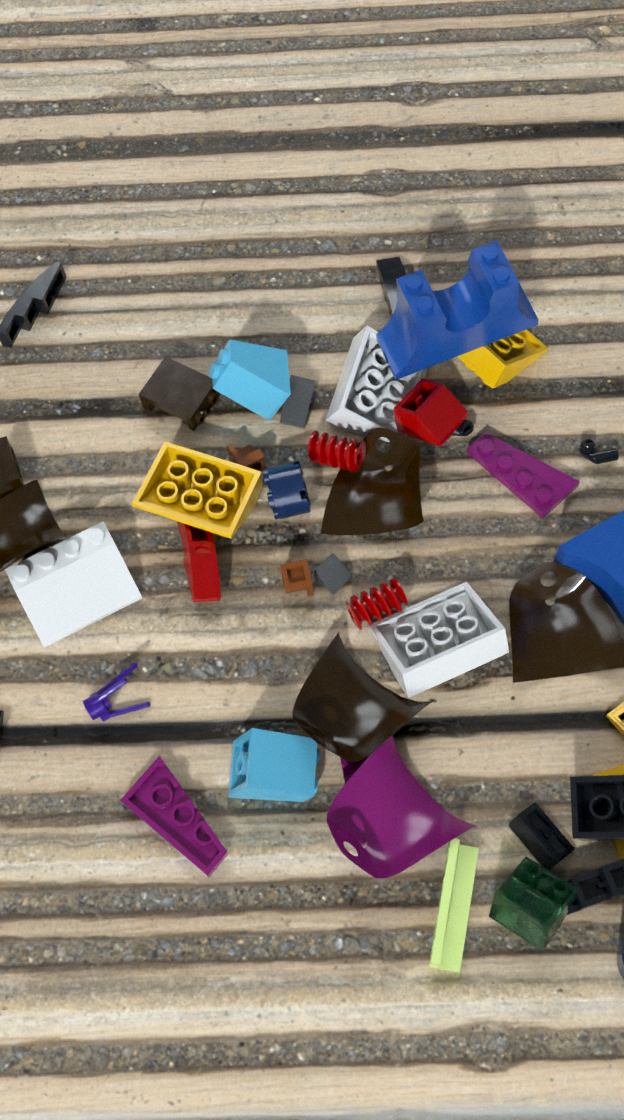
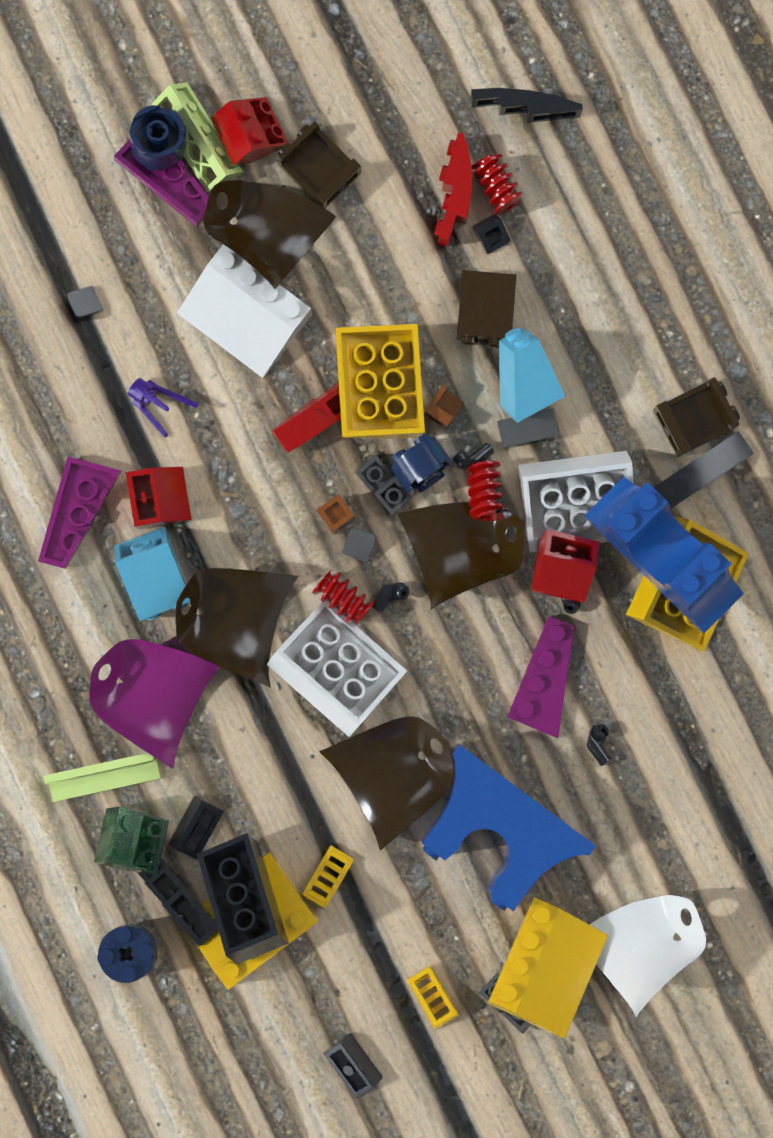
camera: 60 degrees right, 20 degrees up
(69, 375) = (458, 182): none -> red slope
(82, 346) = (497, 183): none -> red piece
(120, 370) = (491, 233): none -> black slope
(202, 731) = (158, 496): none -> red slope
(289, 535) = (383, 484): none -> dark grey slope
(302, 450) = (480, 455): none -> black arm
(350, 280) = (697, 416): none -> dark brown panel
(389, 565) = (388, 593): none -> black arm

